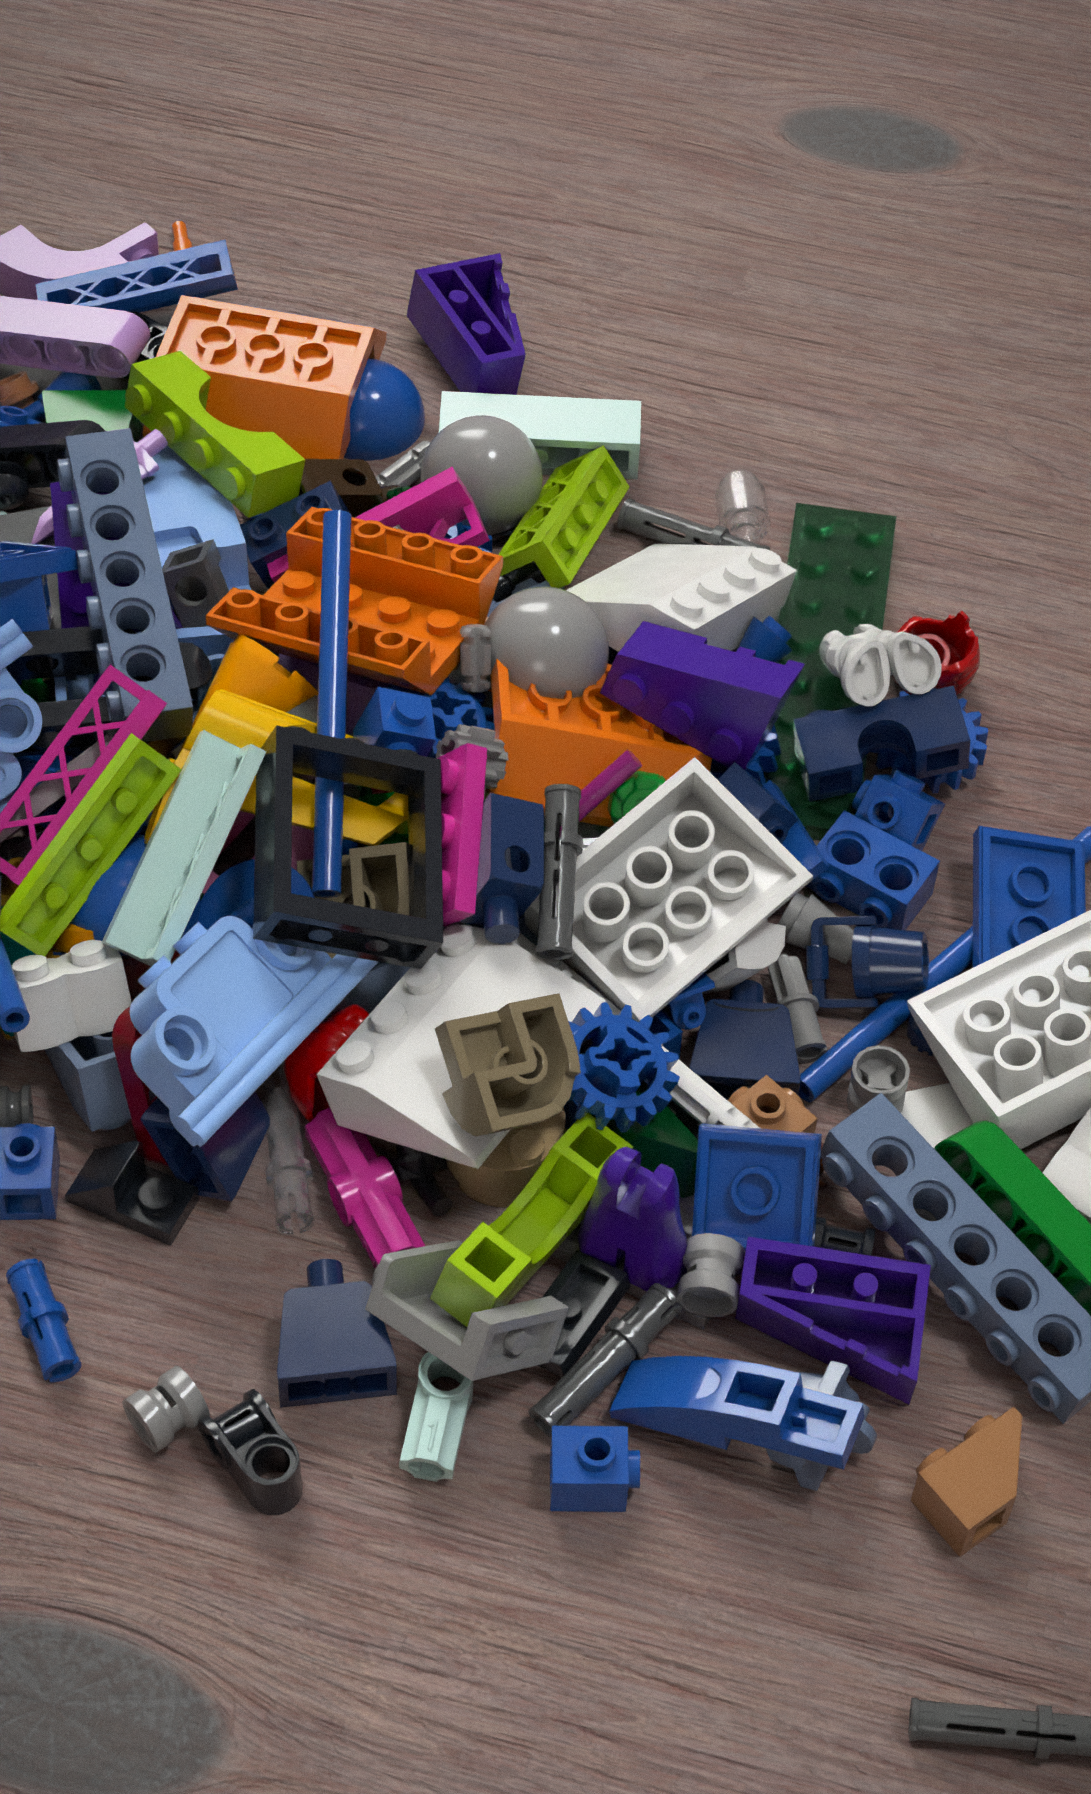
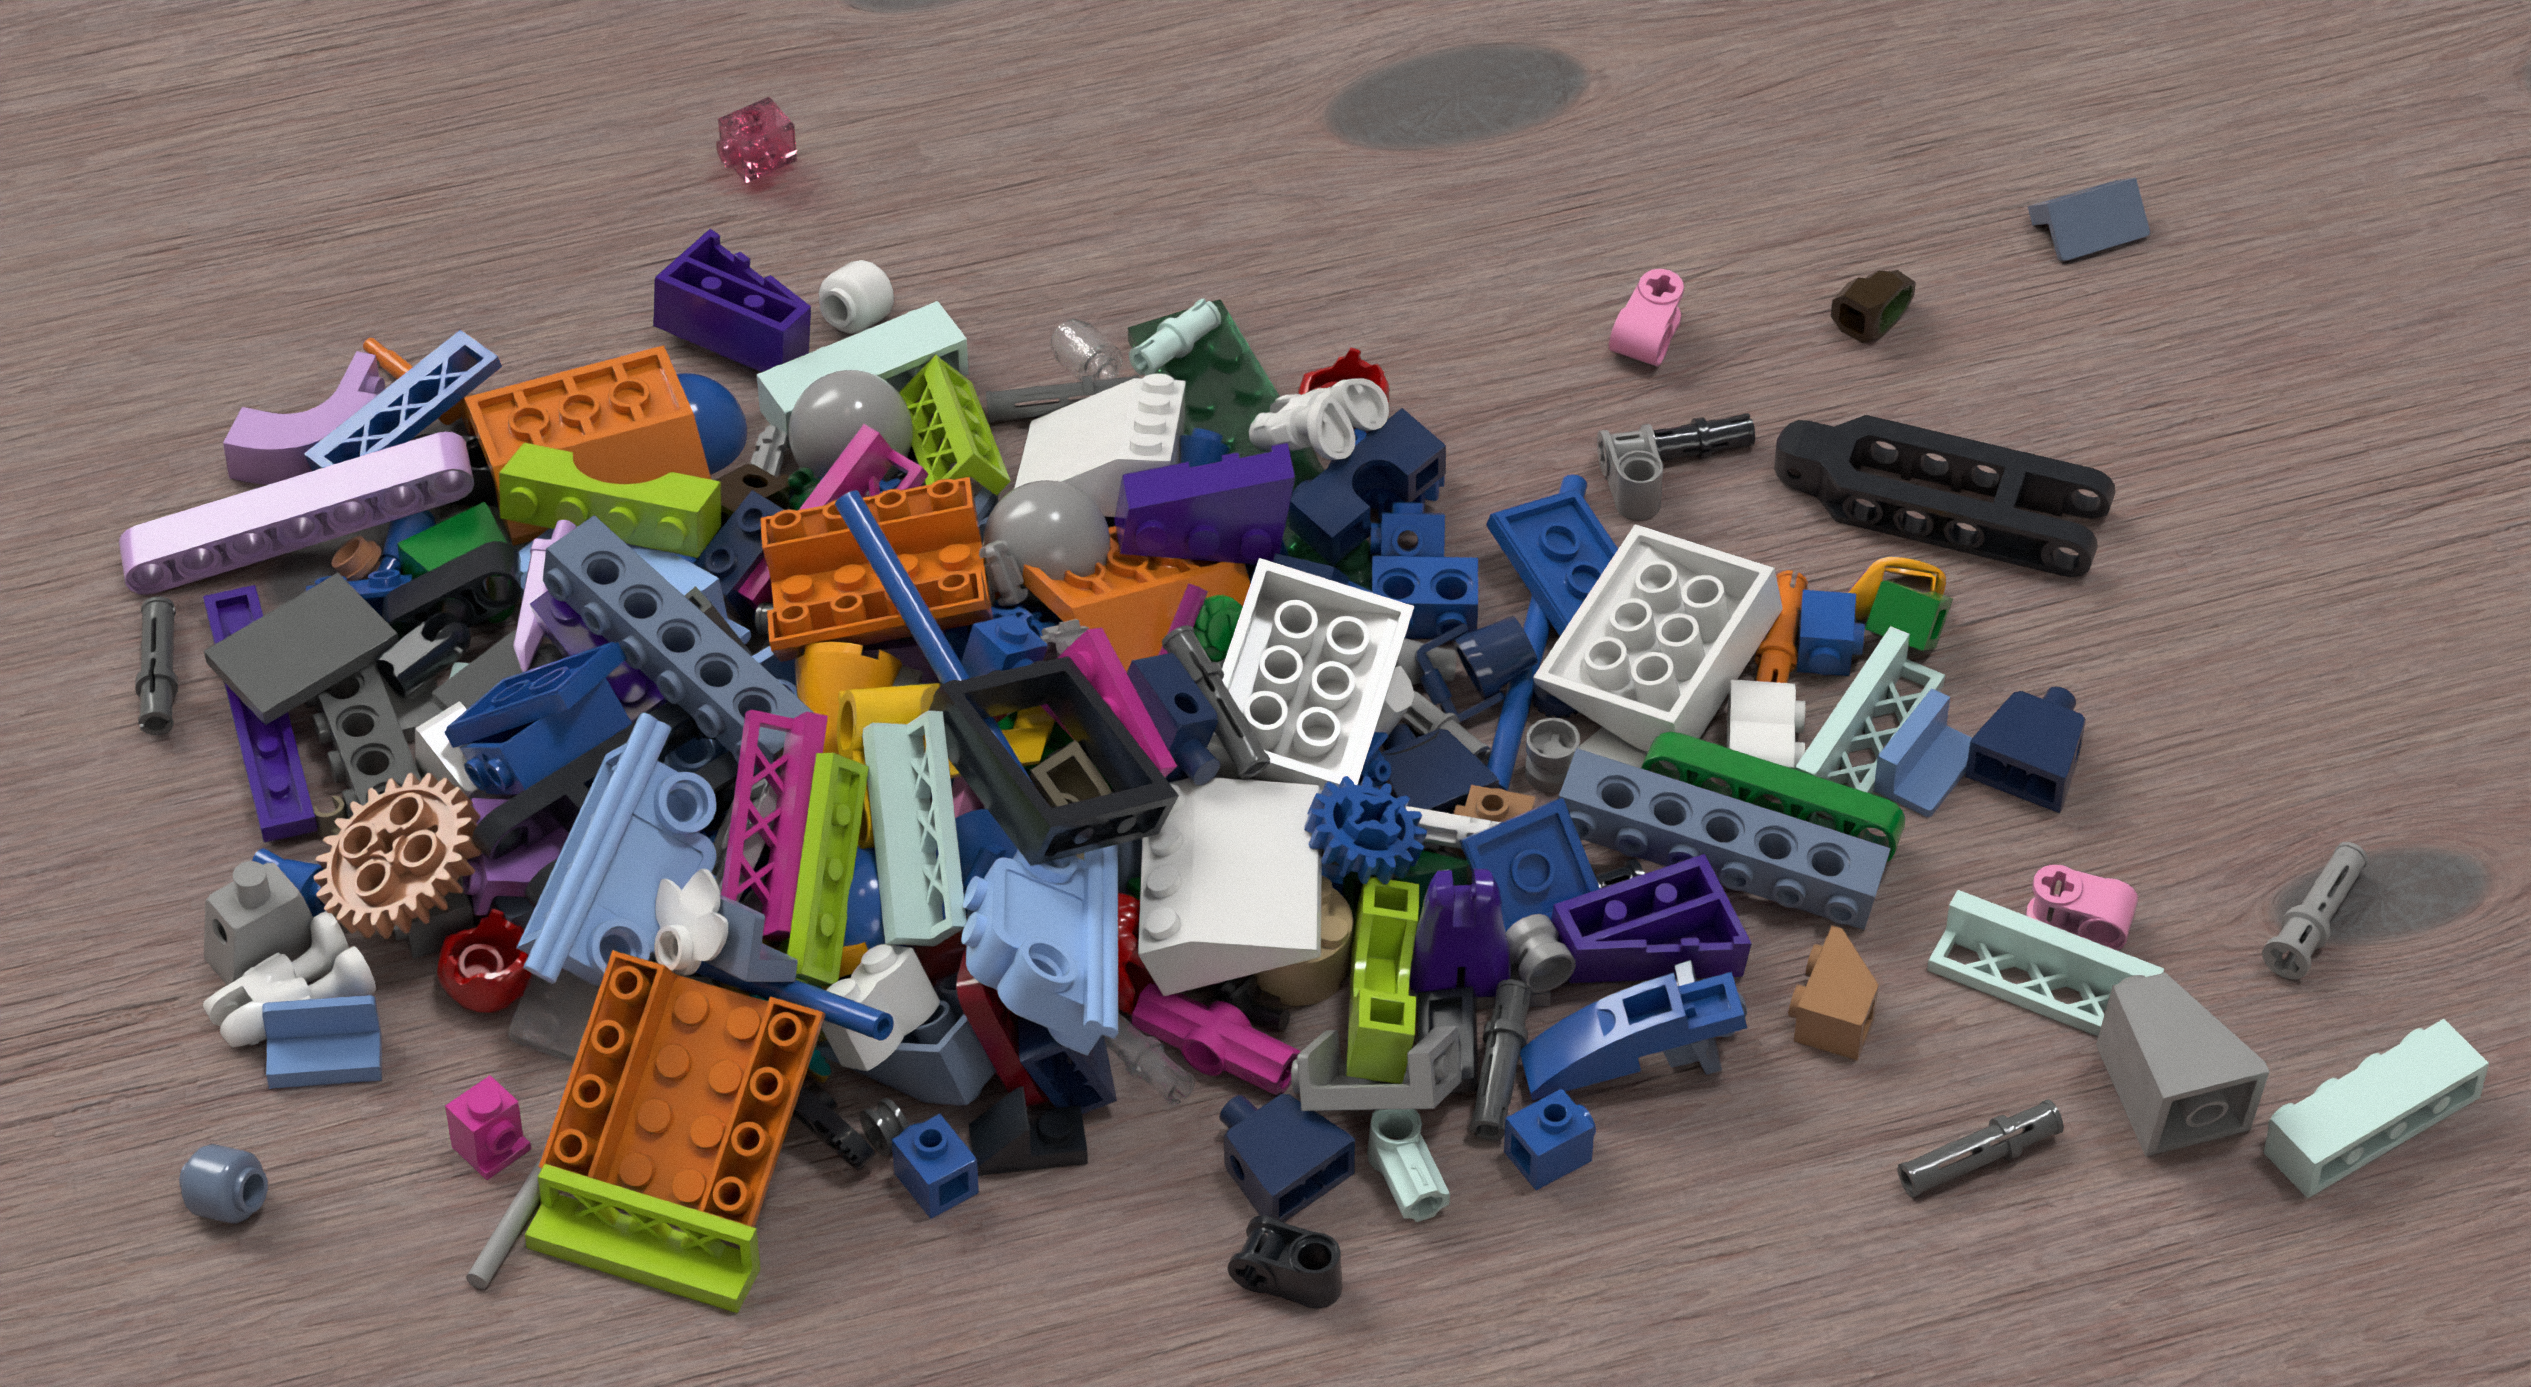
camera: 30 degrees left, 5 degrees down
(43, 1320) = (1010, 1245): blue pin -> none
(165, 1408) = (1193, 1273): light grey wheel -> none
(509, 1065) = (1301, 861): dark tan brick -> none
(585, 367) = (856, 297): none -> white head
(605, 202) = (756, 140): none -> clear pink brick
(819, 528) = (1175, 337): none -> light aqua pin

